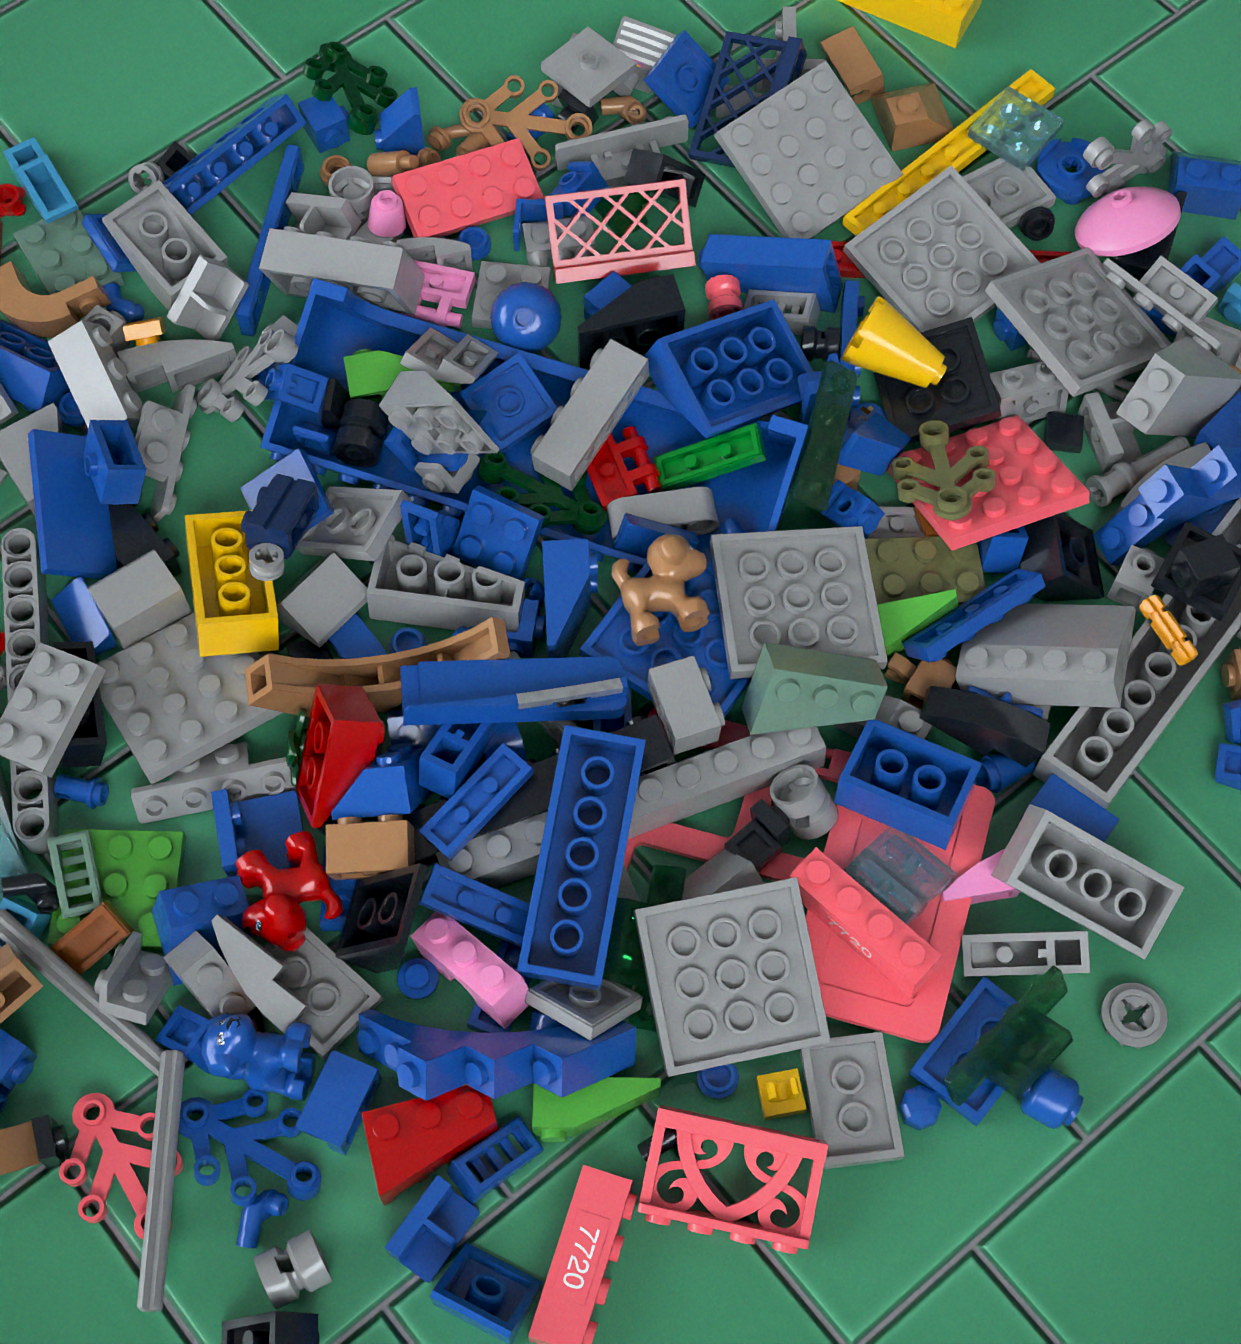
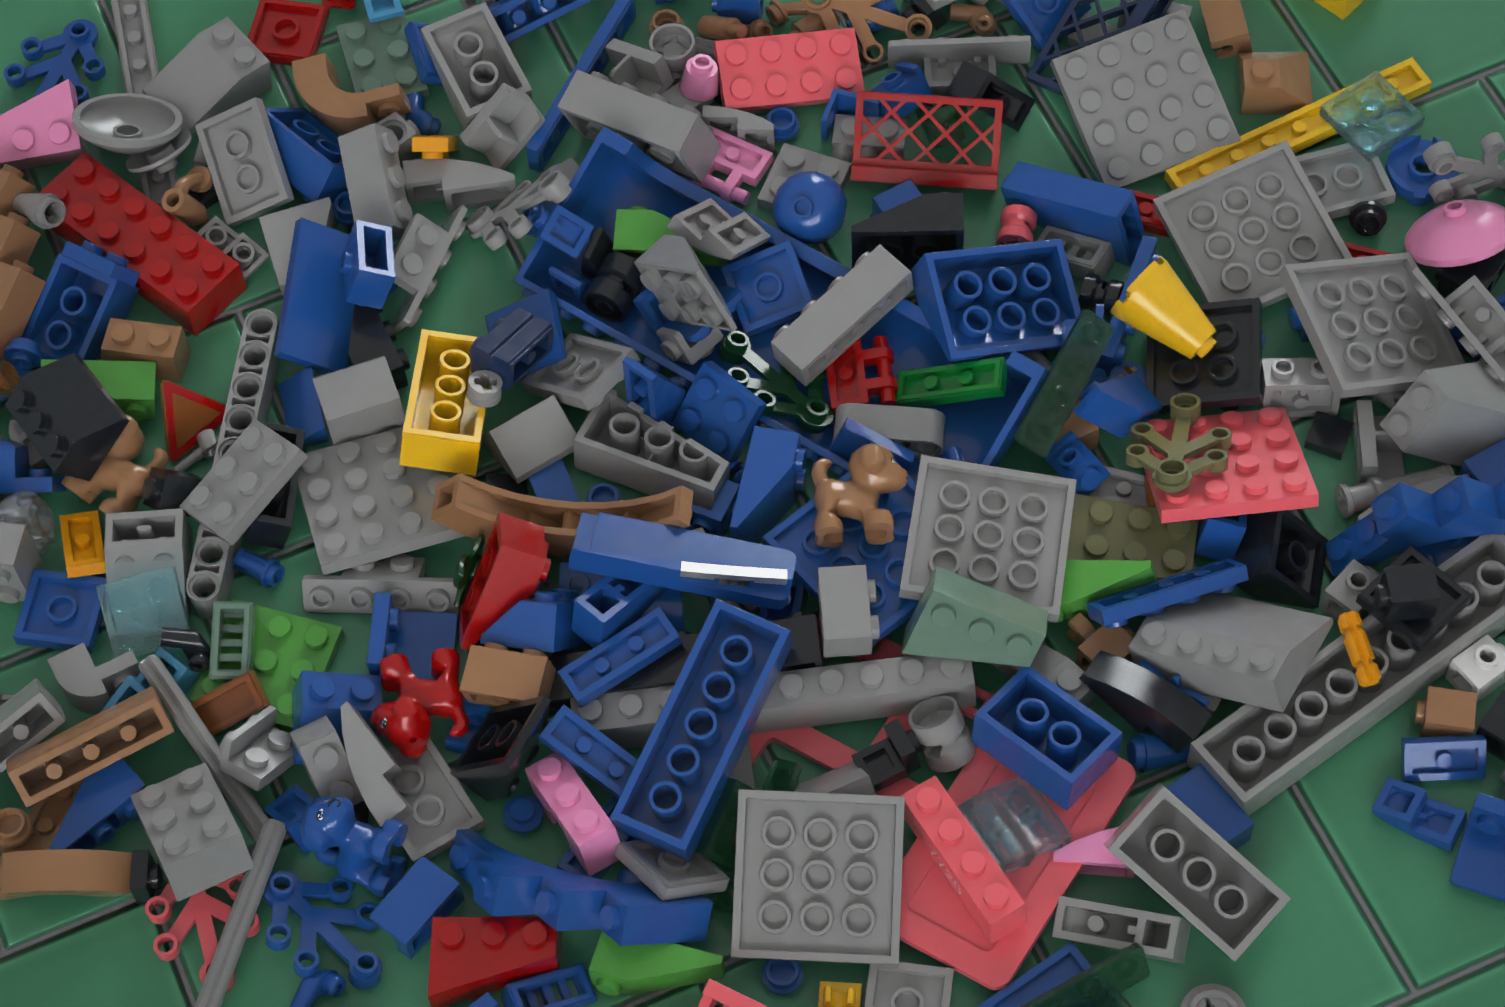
camera: 20 degrees right, 5 degrees down
(89, 1085) = (192, 831): none -> light grey brick

